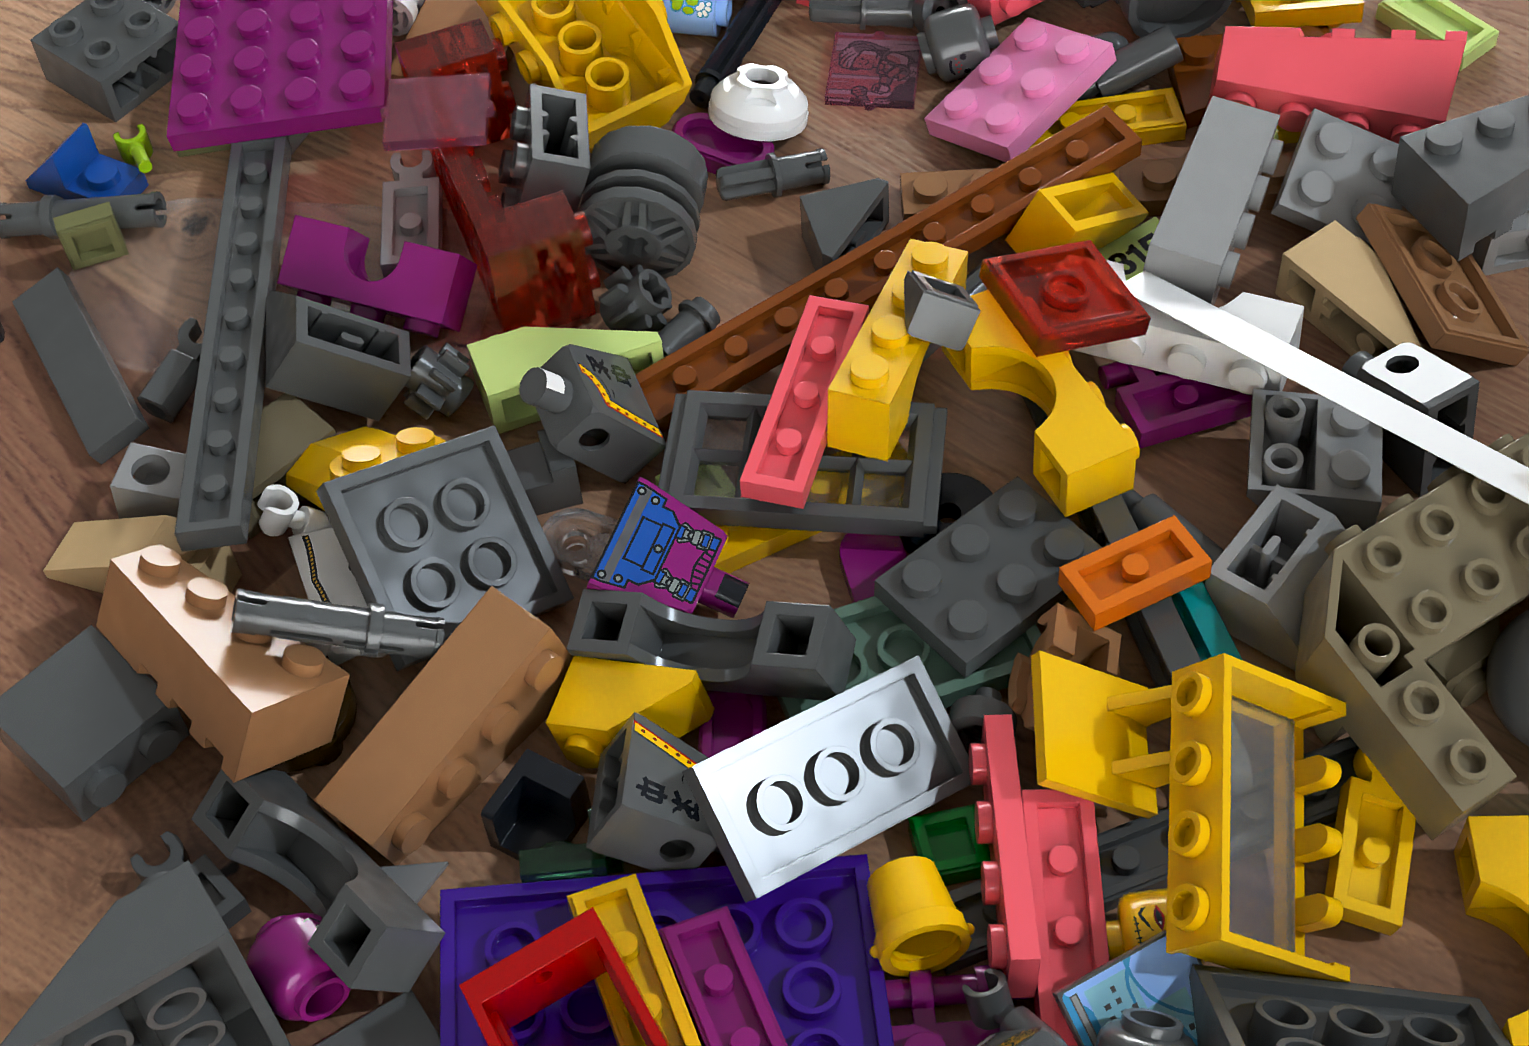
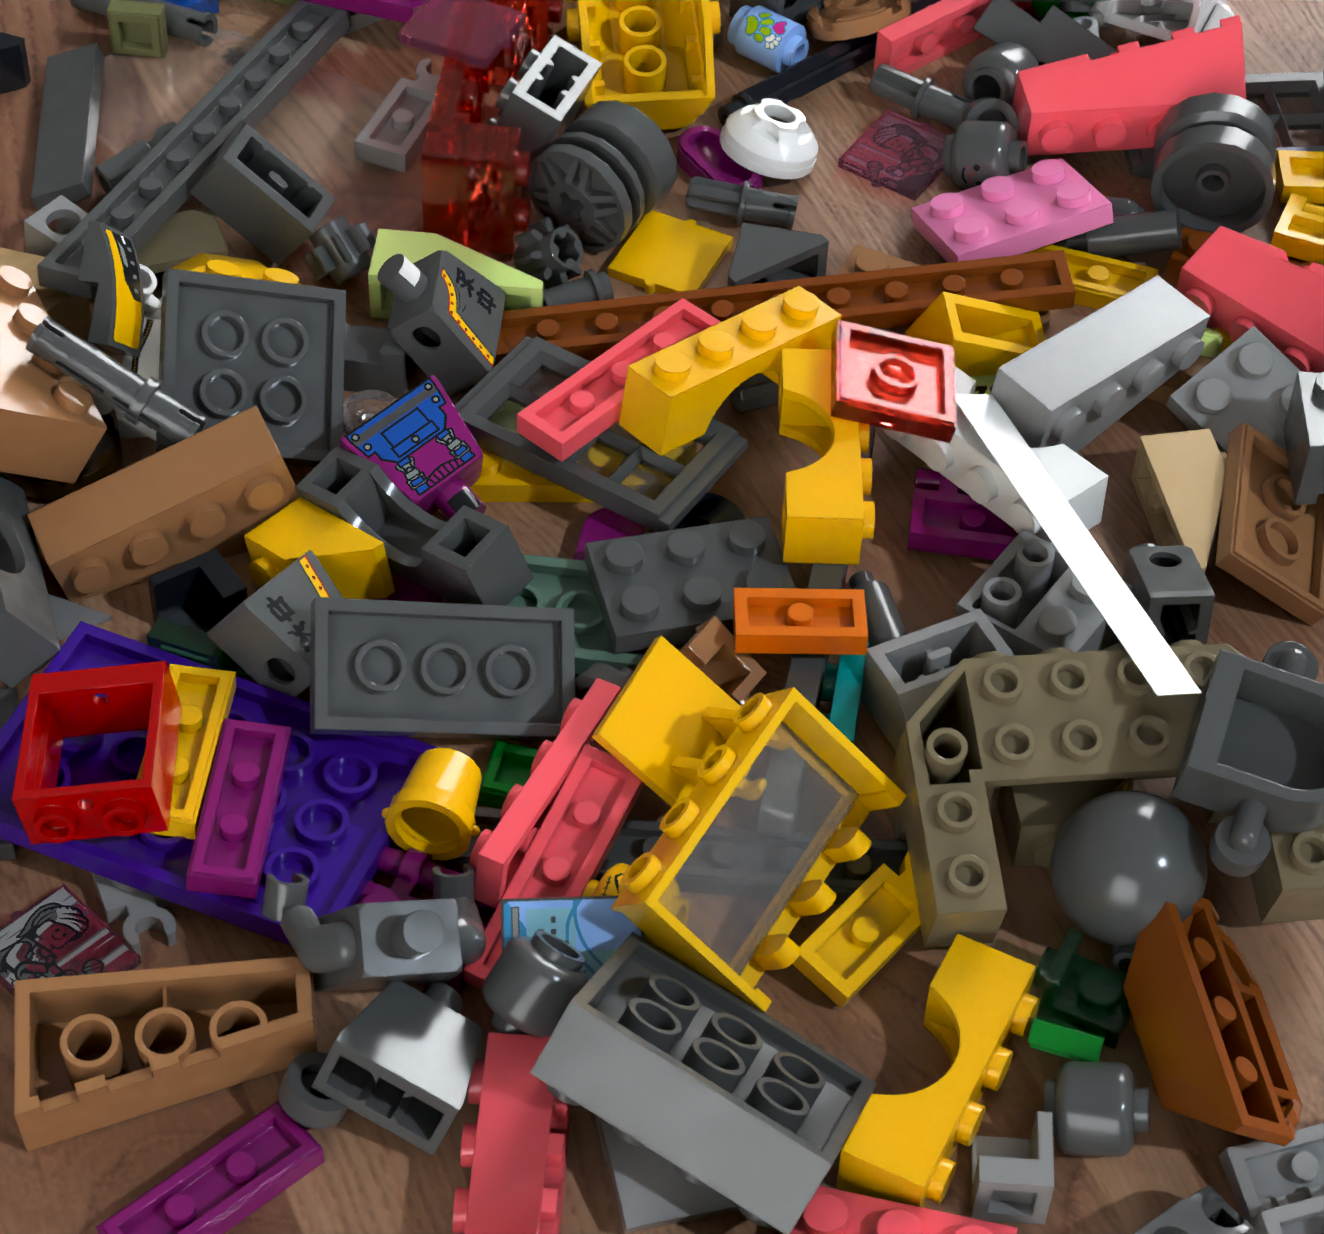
camera: 20 degrees right, 5 degrees down
(258, 504) = (114, 269): none -> slope
(425, 288) = (373, 170): magenta arch -> none
(738, 255) = (669, 255): none -> yellow piece
(938, 310) = (767, 344): slope -> none

